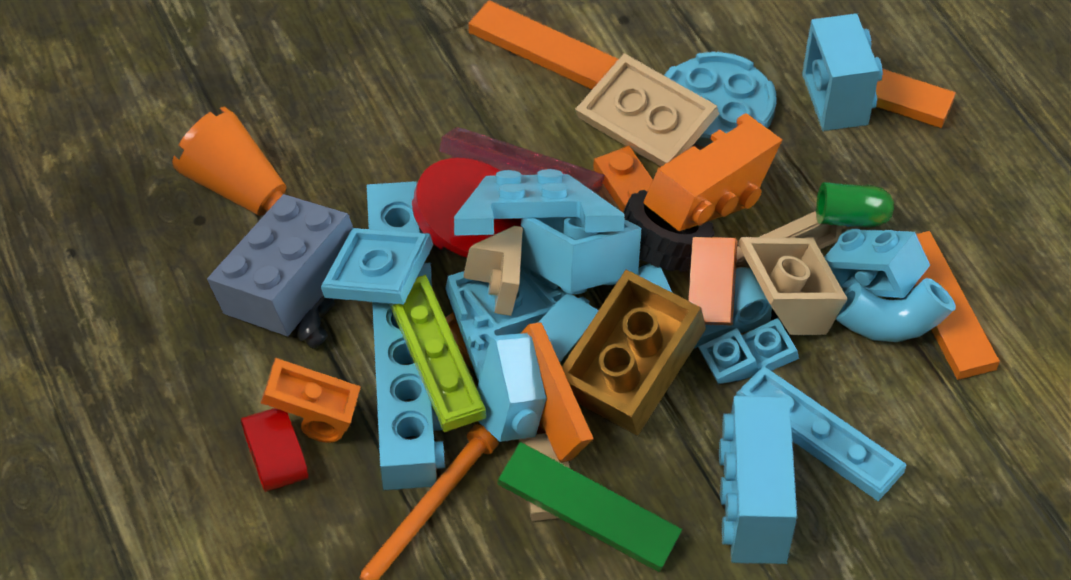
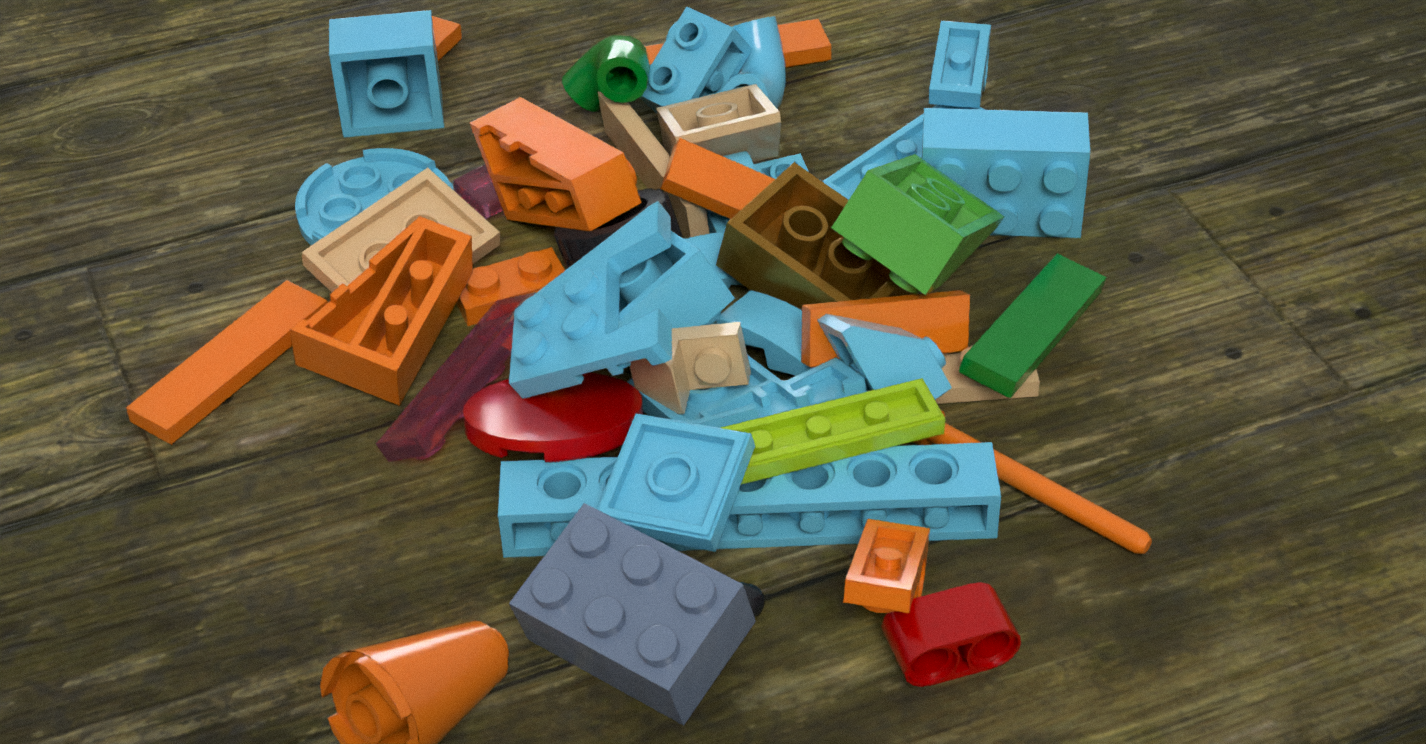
camera: 85 degrees left, 10 degrees down
(559, 108) = (390, 315): none -> orange wedge
(648, 397) = (914, 223): none -> bright green slope
(932, 456) = (960, 64): none -> medium azure plate

